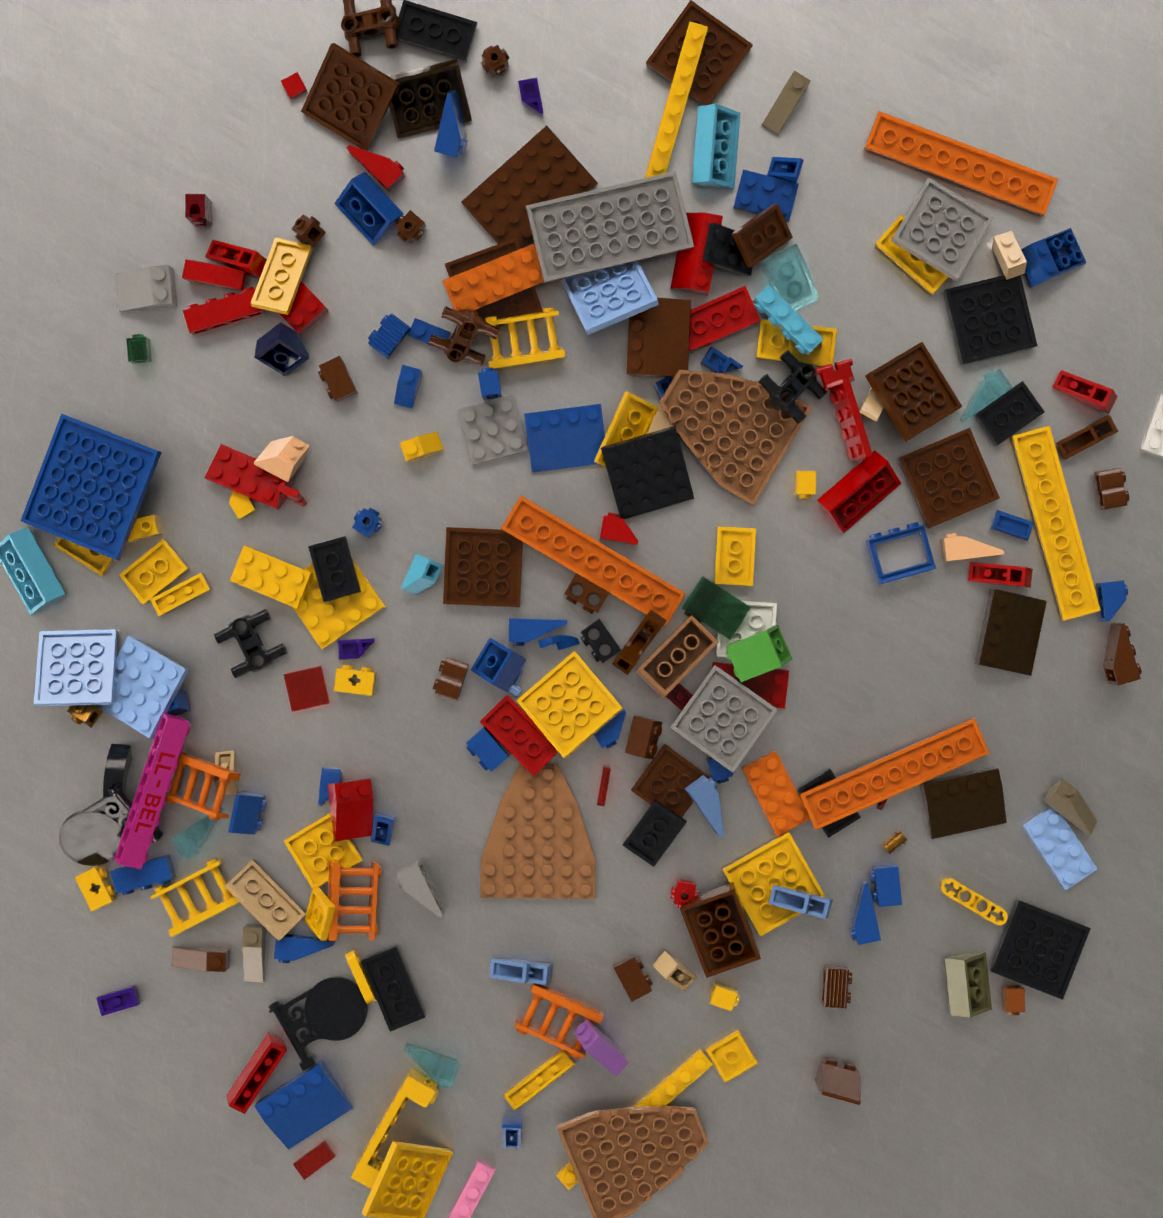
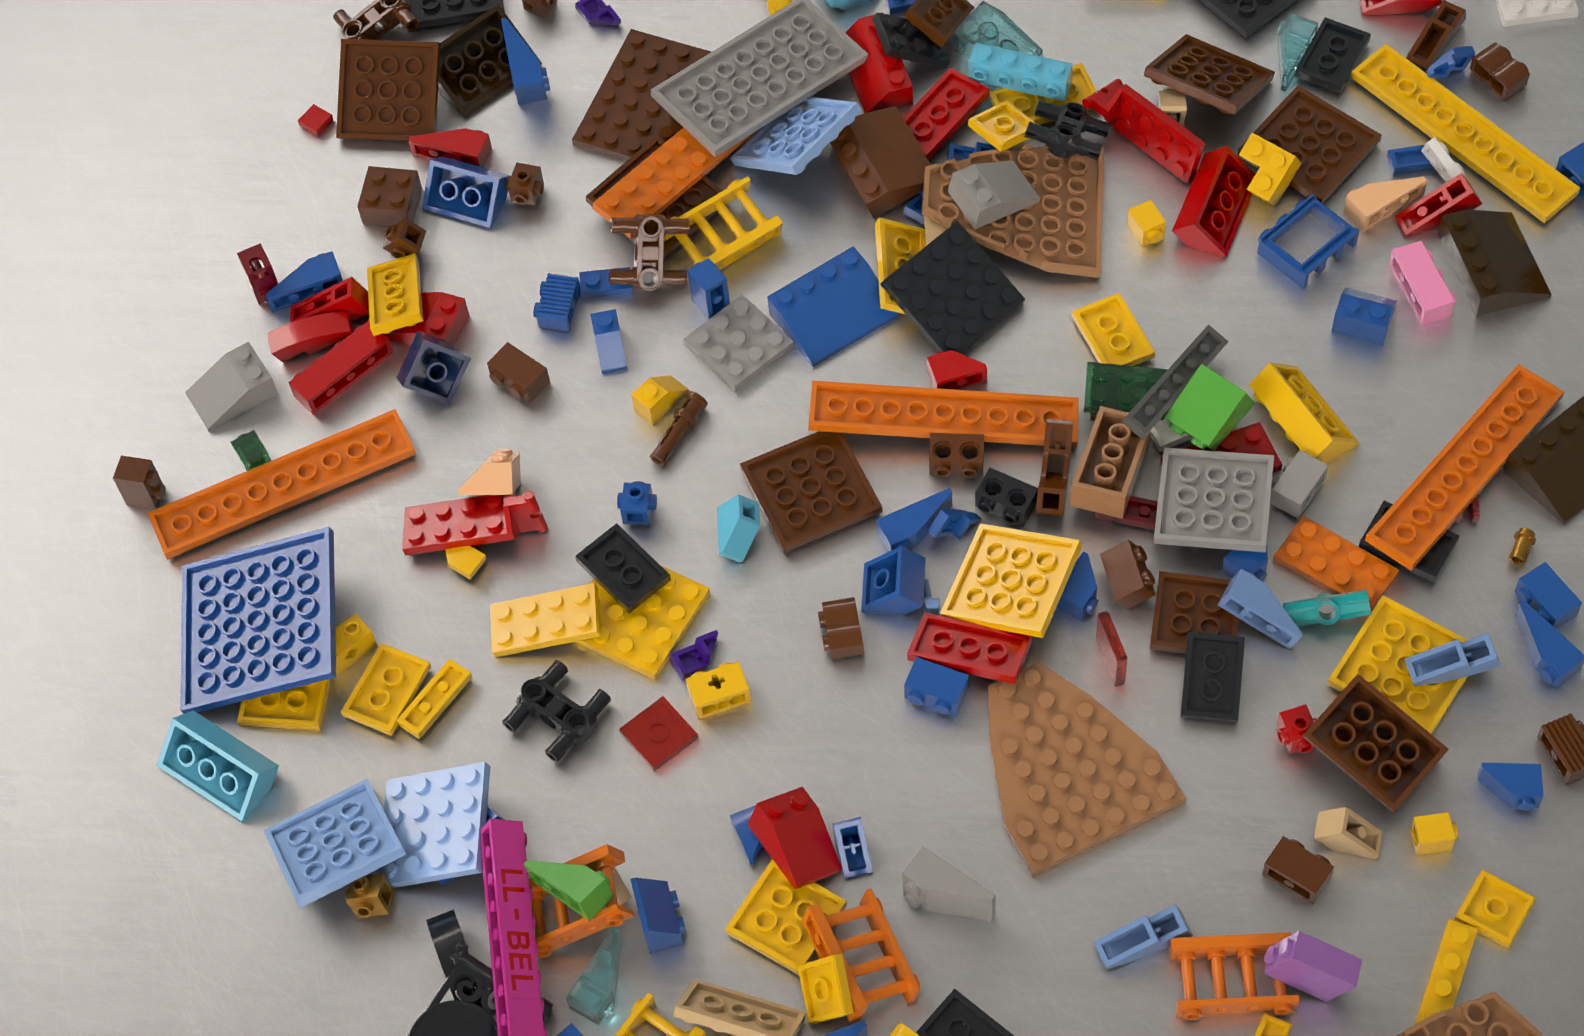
camera: 20 degrees left, 30 degrees down
(55, 339) = (139, 482): none -> reddish brown brick
(149, 382) = (281, 484): none -> orange plate
(200, 792) = (572, 885): none -> bright green slope
(235, 228) = (305, 281): none -> blue slope
(314, 186) = (389, 196): none -> reddish brown brick
(428, 472) = (683, 419): none -> reddish brown pin
(713, 414) = (991, 191): none -> light grey slope
(748, 623) = (1174, 380): none -> dark grey plate
(749, 824) = (1345, 606): none -> teal piece
(752, 358) = (1001, 125): none -> yellow tile
(784, 730) = (1298, 483): none -> light grey brick
(790, 992) = (1513, 783): none -> blue slope
(819, 680) = (1302, 412): none -> yellow slope
(904, 627) = (1363, 316): none -> blue slope
(911, 488) = (1274, 165): none -> yellow brick
(954, 625) = (1422, 282): none -> bright pink brick
(1026, 553) = (1439, 157): none -> white plate
(1077, 467) = (1454, 59): none -> blue slope

